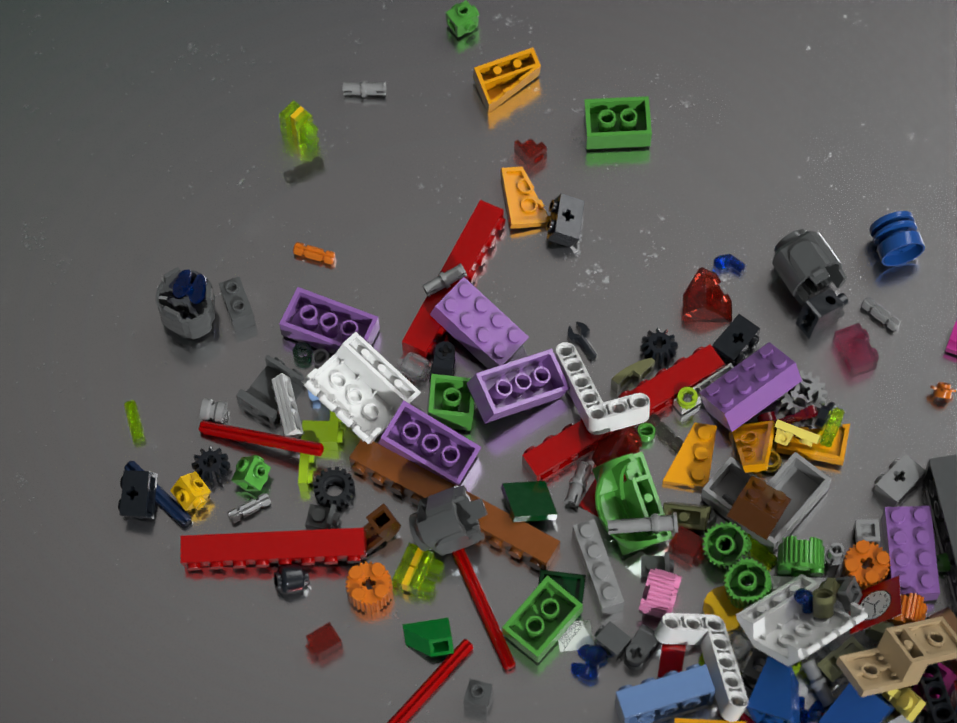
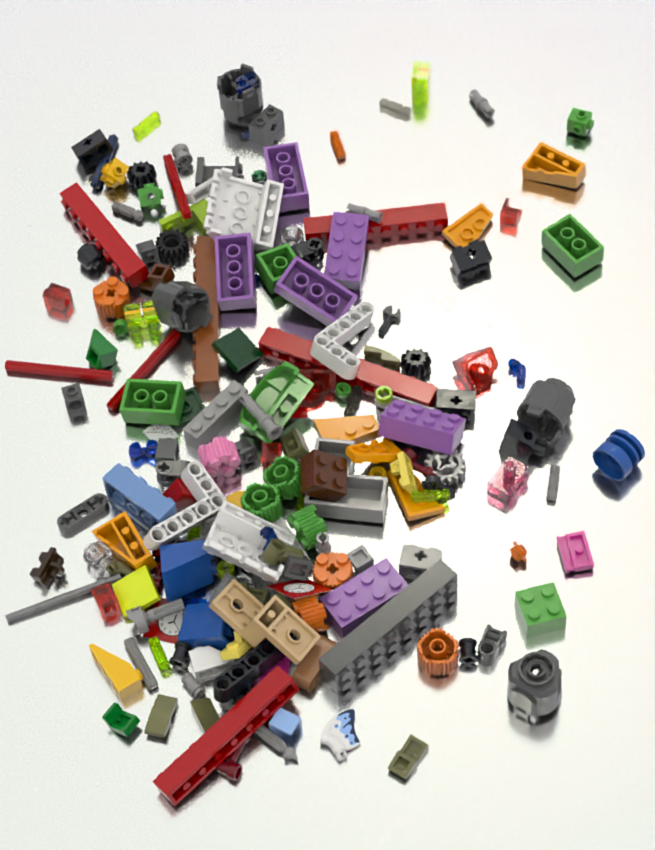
camera: 60 degrees right, 10 degrees down
(408, 599) = (120, 327): none -> bright green hinge

